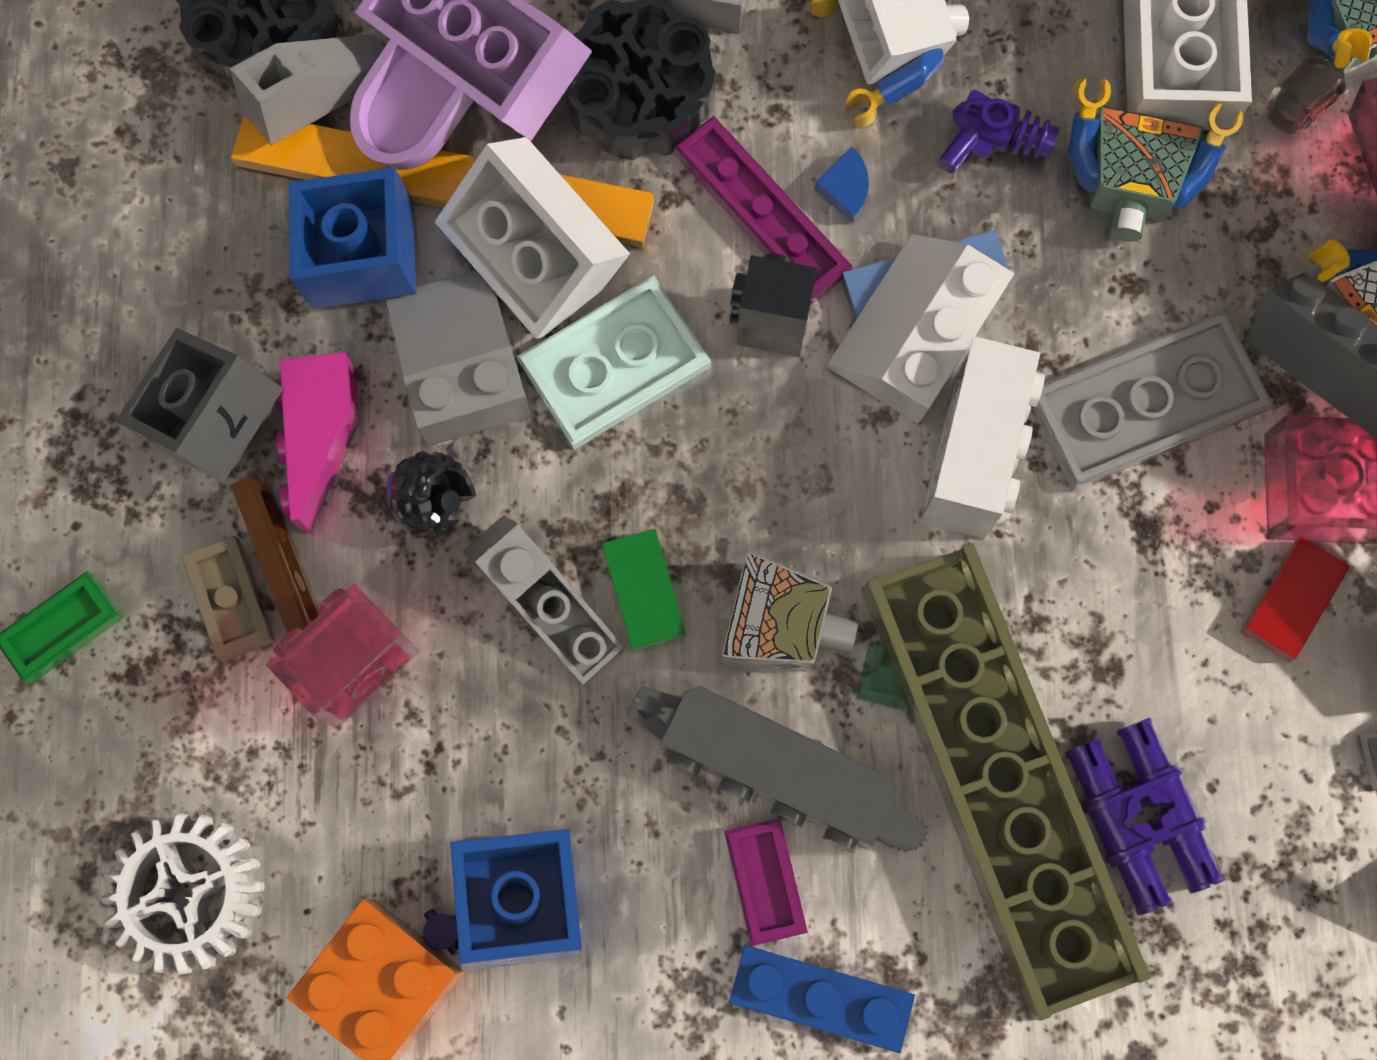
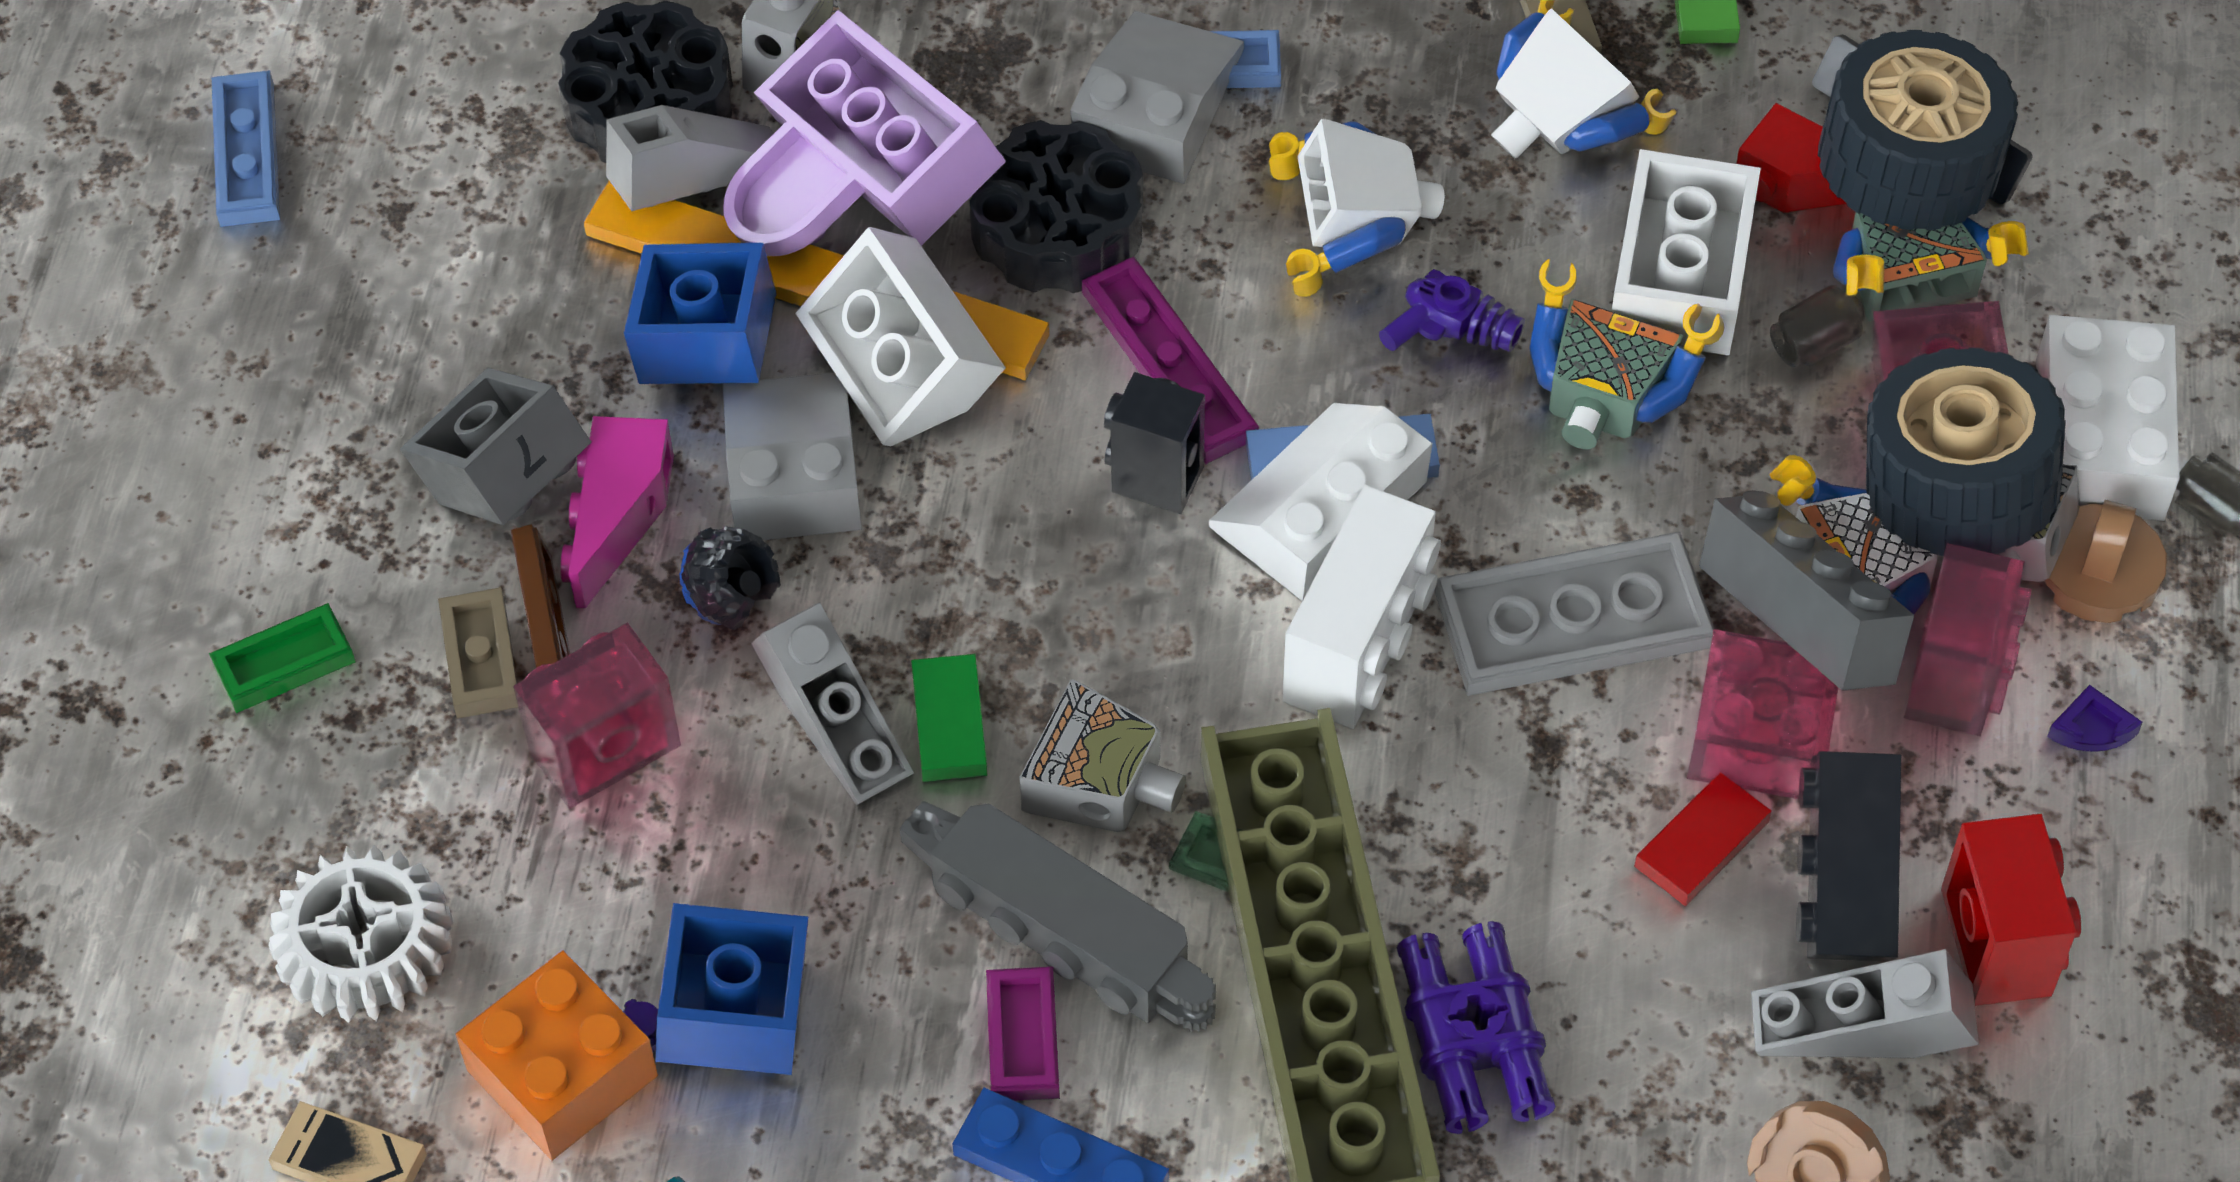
camera: 10 degrees right, 20 degrees down
(613, 362) = (966, 486): light aqua tile -> none
(845, 184) = (1269, 347): blue tile -> none

